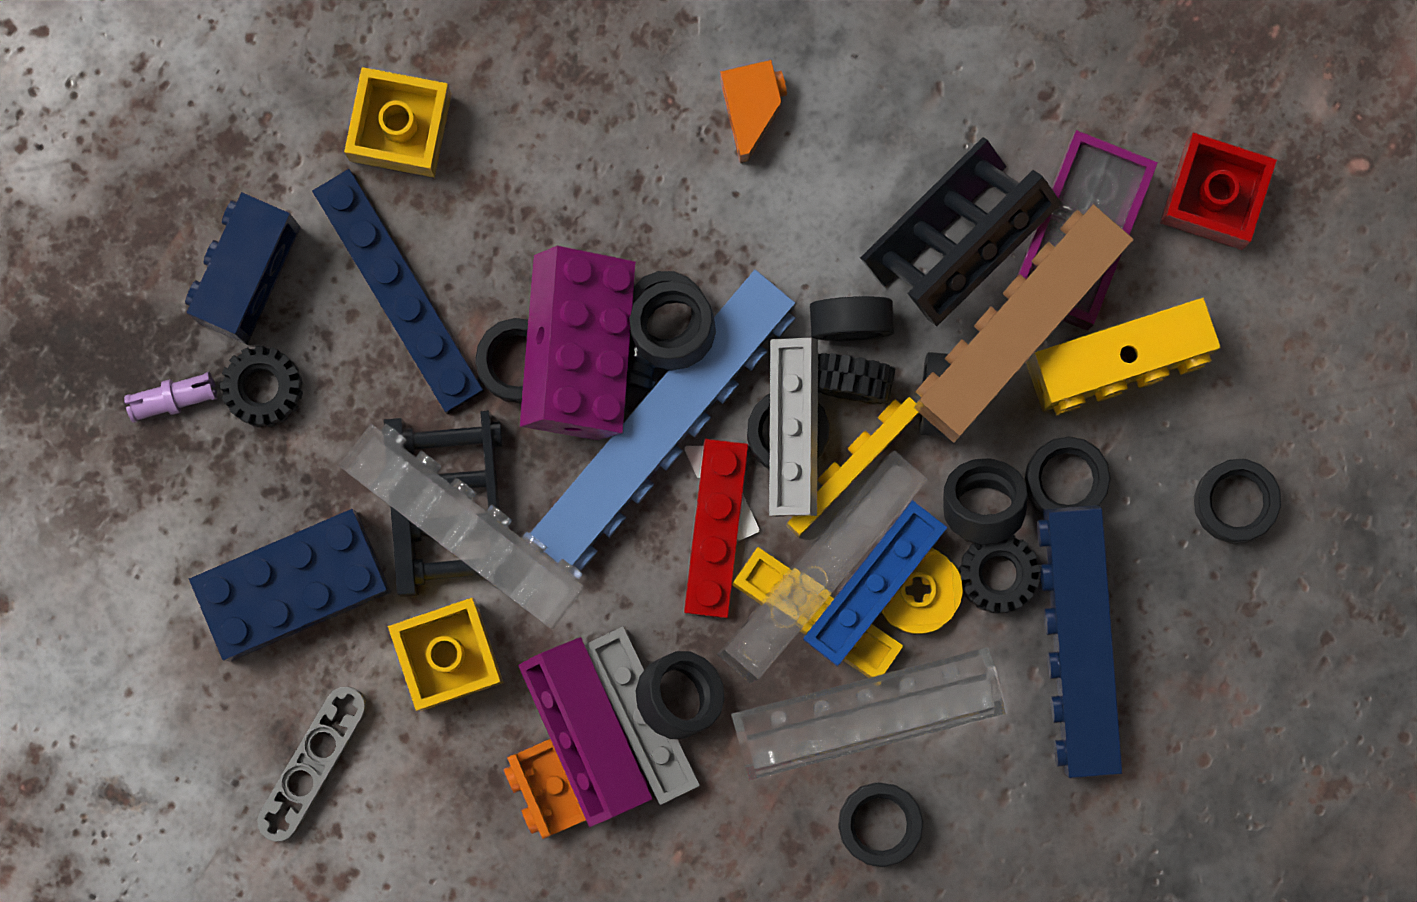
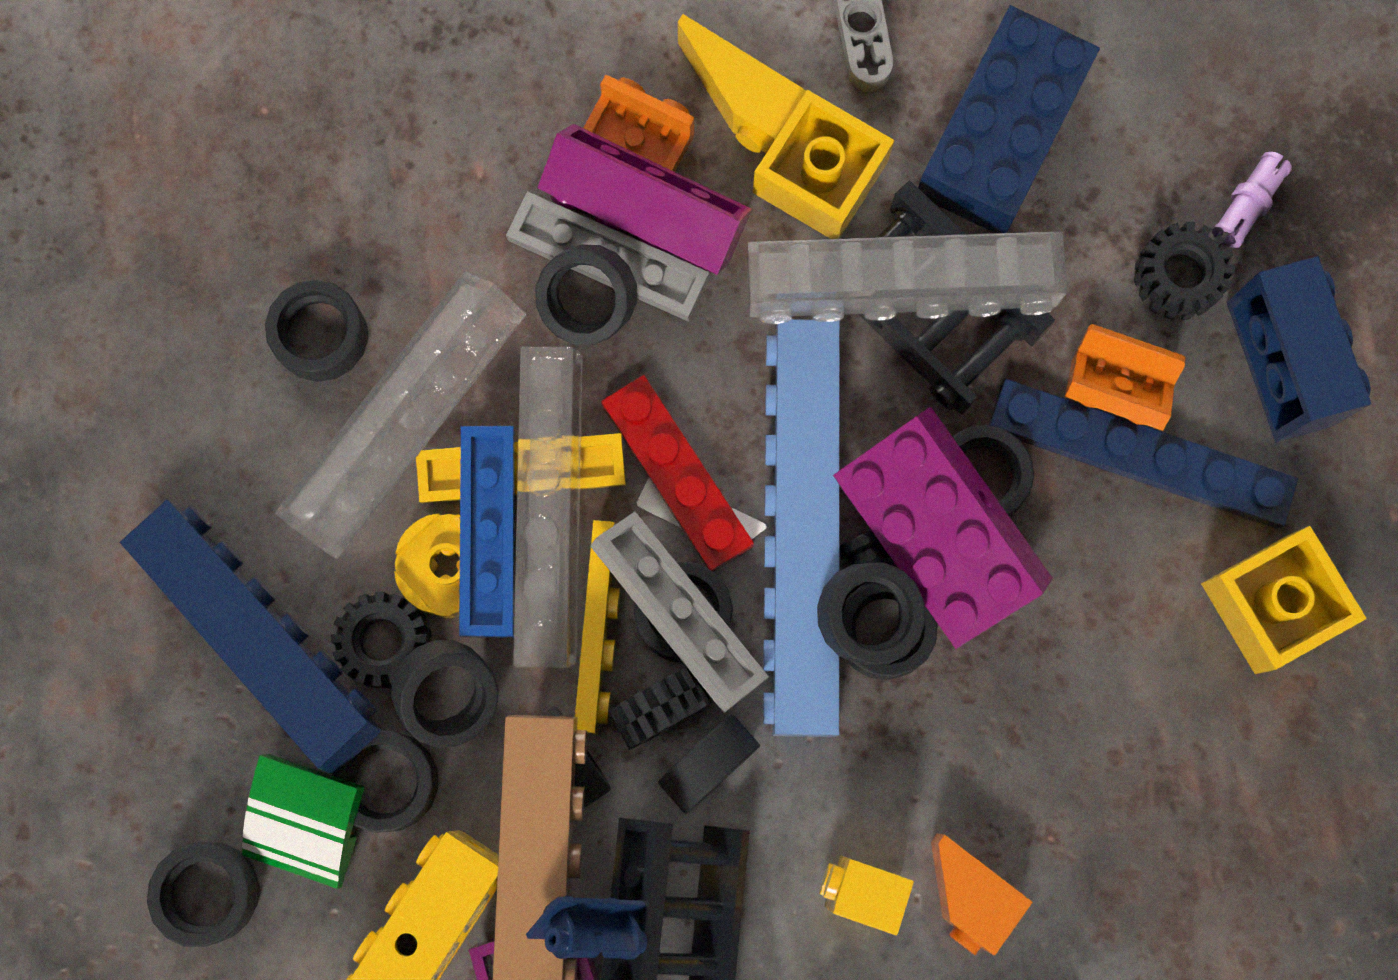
camera: 140 degrees right, 5 degrees down
(368, 347) = (1124, 377): none -> orange bracket
(450, 751) = (746, 92): none -> yellow slope
(819, 160) = (866, 894): none -> yellow brick
(1007, 266) = (591, 926): none -> dark blue hinge
(1139, 495) = (301, 820): none -> green slope

